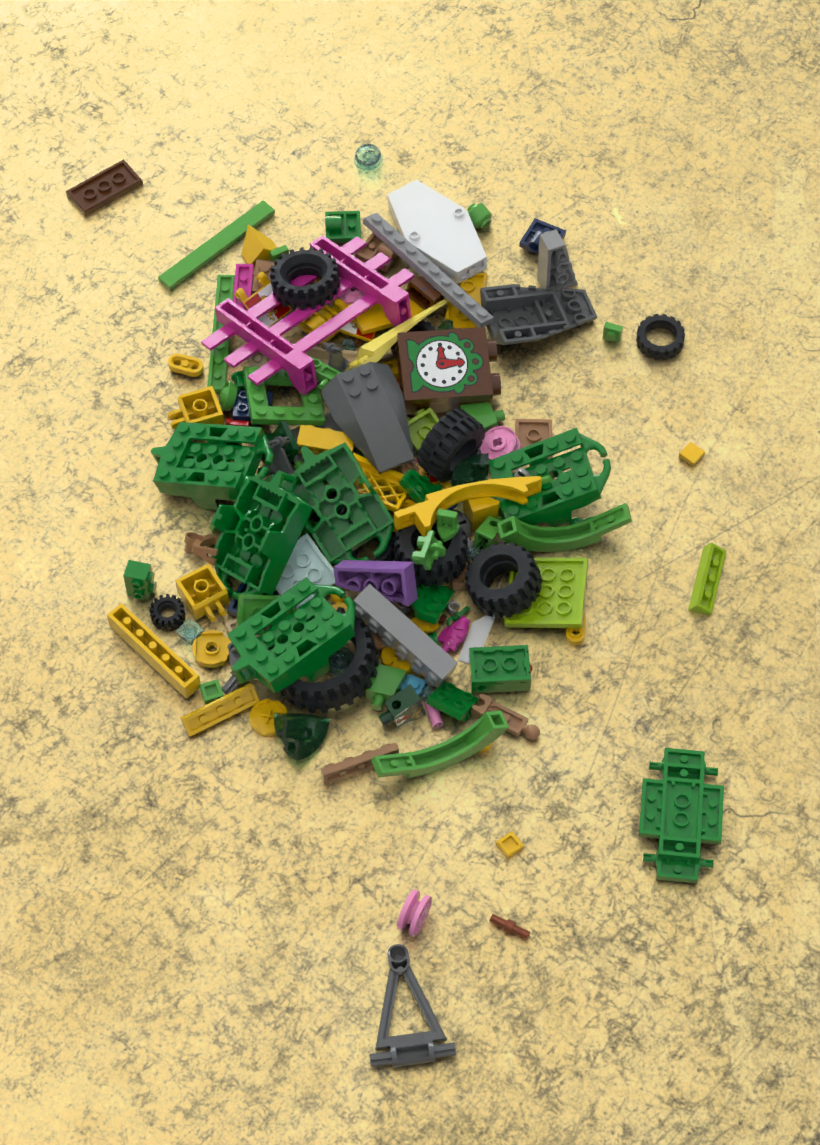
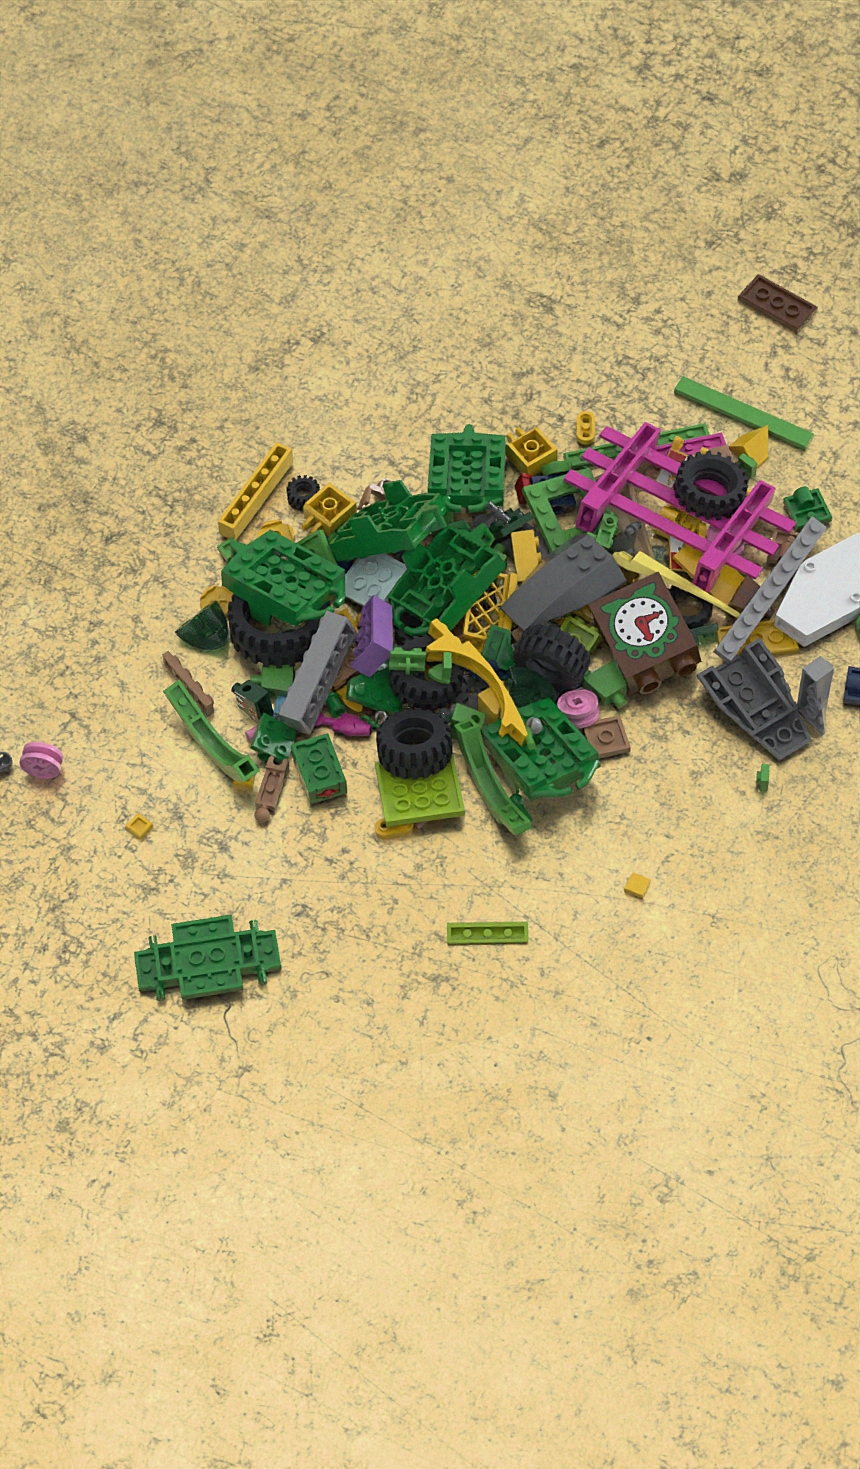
camera: 75 degrees right, 0 degrees up
(139, 580) = (323, 457): green brick -> none
(189, 631) = (289, 515): clear light blue plate -> none
(220, 709) = (204, 554): yellow plate -> none
(477, 636) = (355, 747): white sticker -> none
(509, 926) = (54, 845): copper bar -> none
(664, 322) = (780, 806): black tyre -> none

